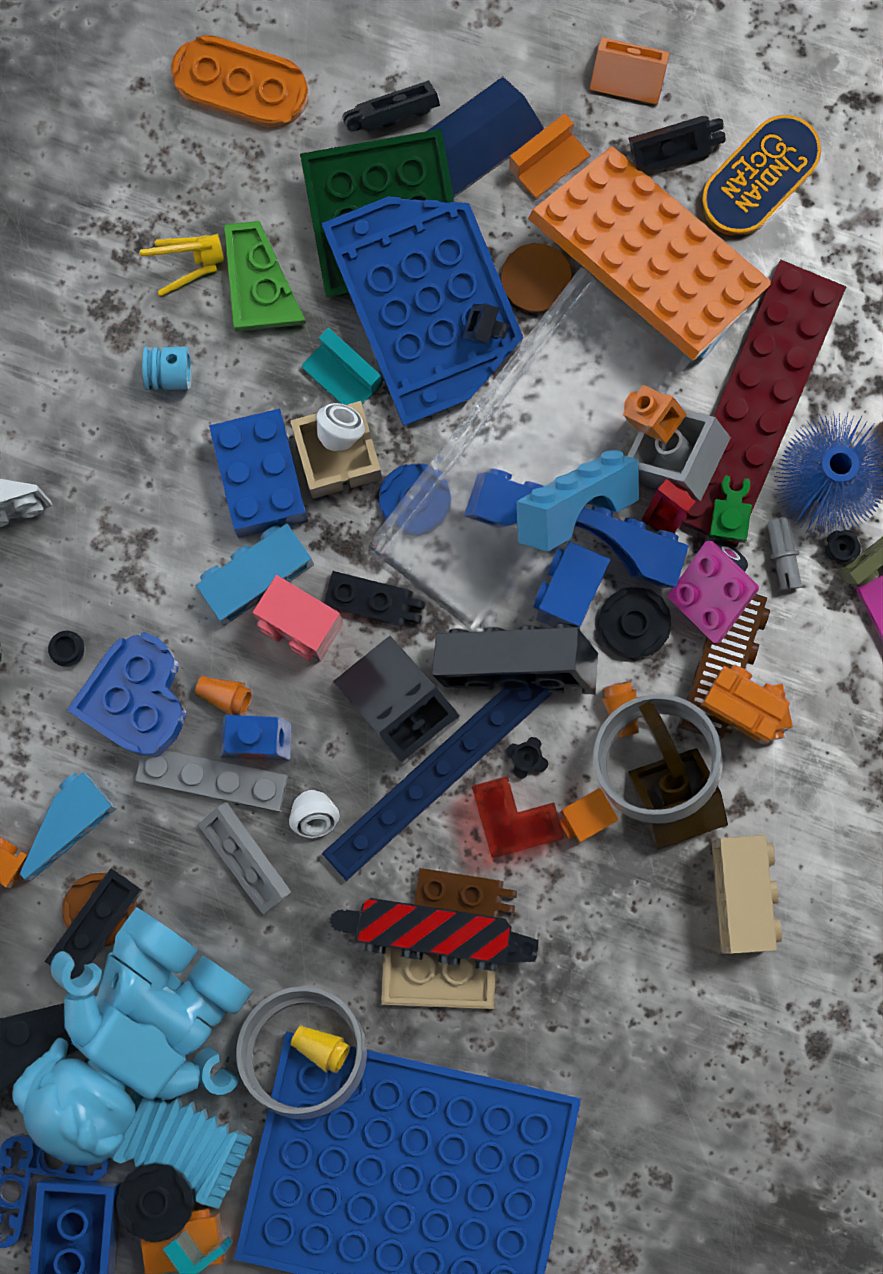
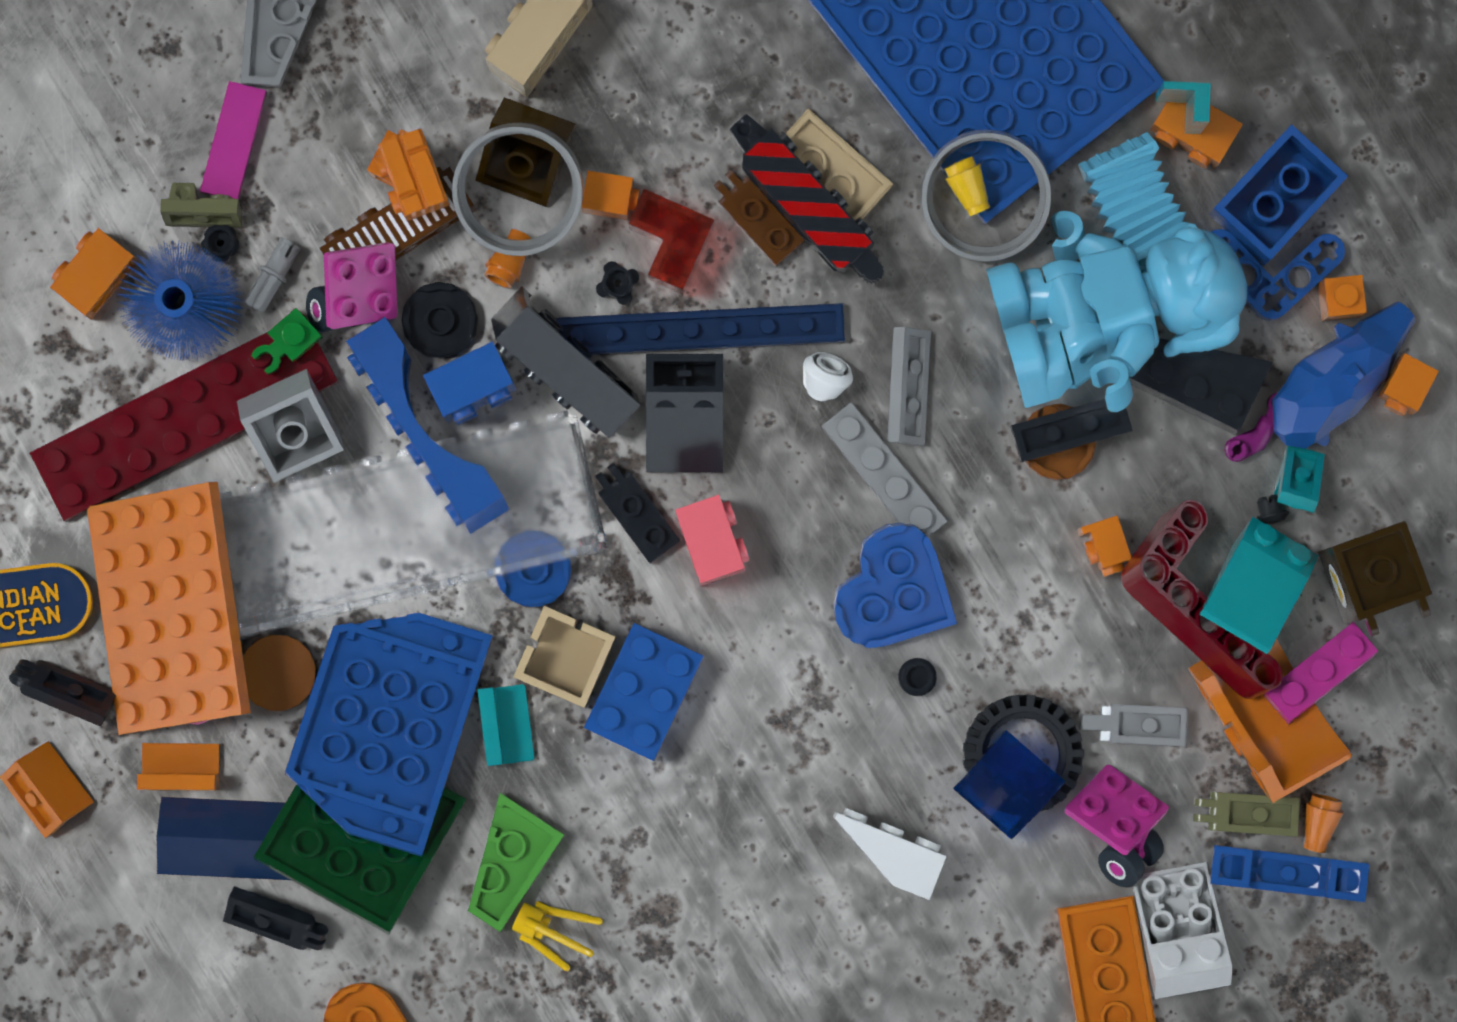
camera: 145 degrees left, 5 degrees up
(70, 817) = (1018, 533): dark azure slope -> none
(155, 1202) = (1190, 172): black tile -> none
(167, 368) = (653, 849): medium azure piece -> none
(226, 695) = (819, 532): orange cone -> none
(246, 578) = (715, 612): dark azure brick -> none
(255, 737) = (824, 475): blue torso -> none
(339, 426) = (548, 666): white cone -> none
(483, 324) = (359, 658): black tile -> none
(551, 511) = (439, 445): dark azure arch -> none
(648, 408) = (285, 457): orange brick -> none
(662, 739) = (500, 203): dark brown tile -> none
(668, 508) = (336, 383): red plate -> none

